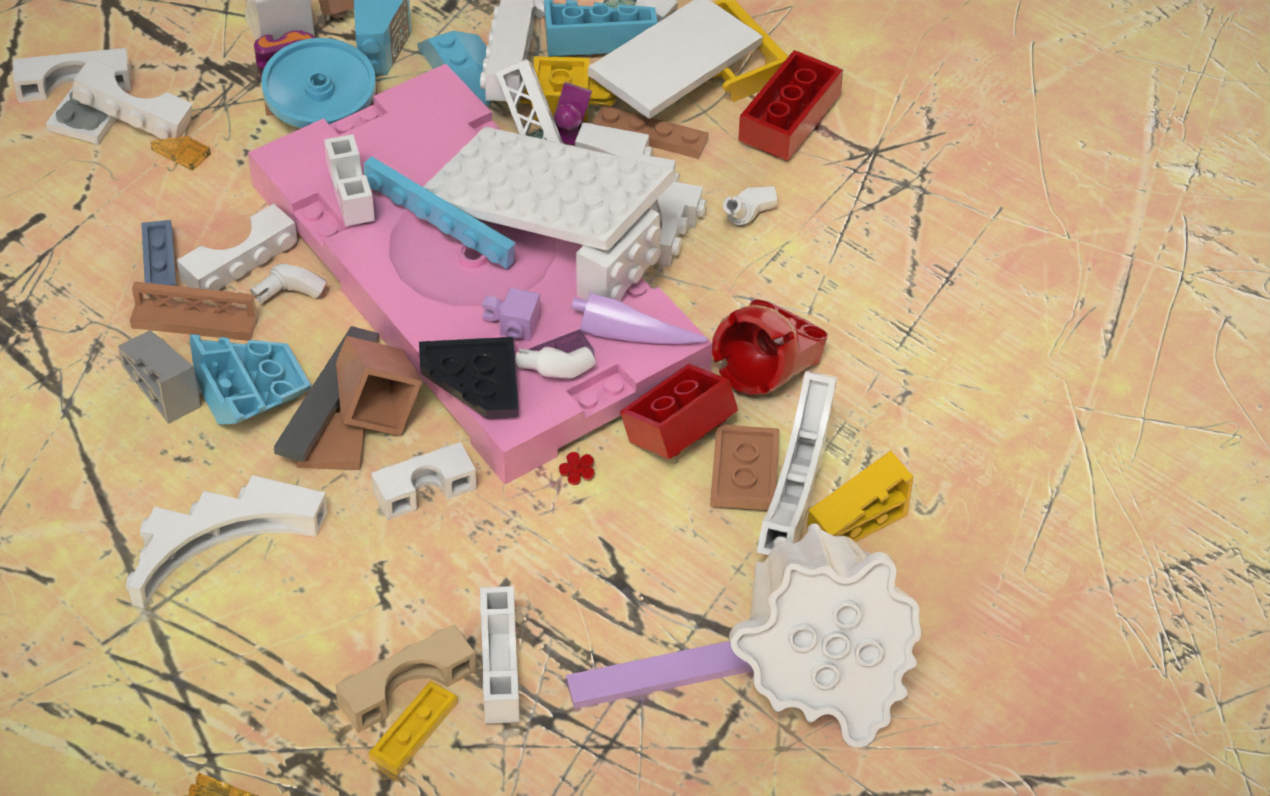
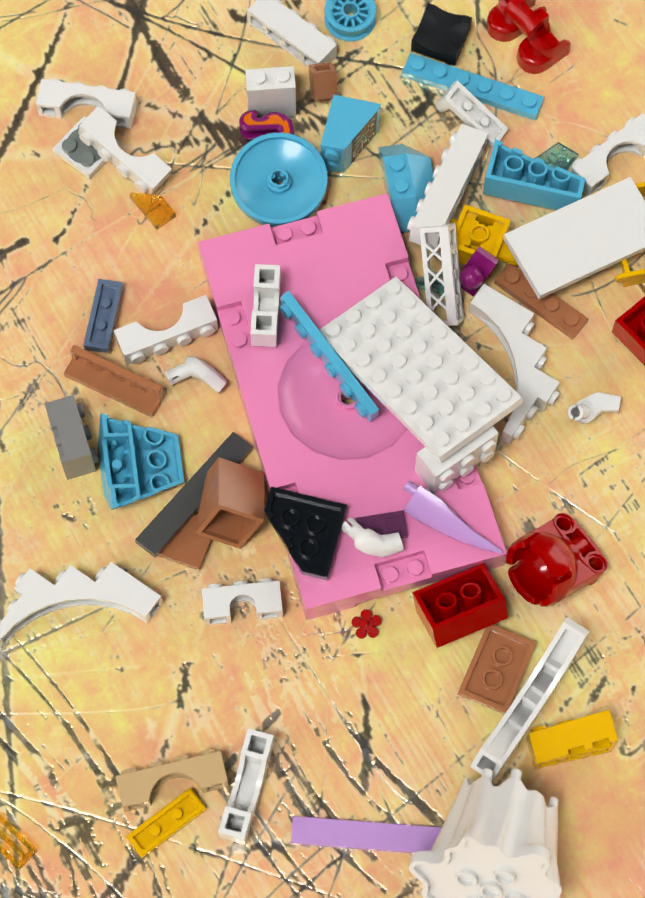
camera: 20 degrees right, 20 degrees up
(516, 314) = (357, 481): lavender brick -> none

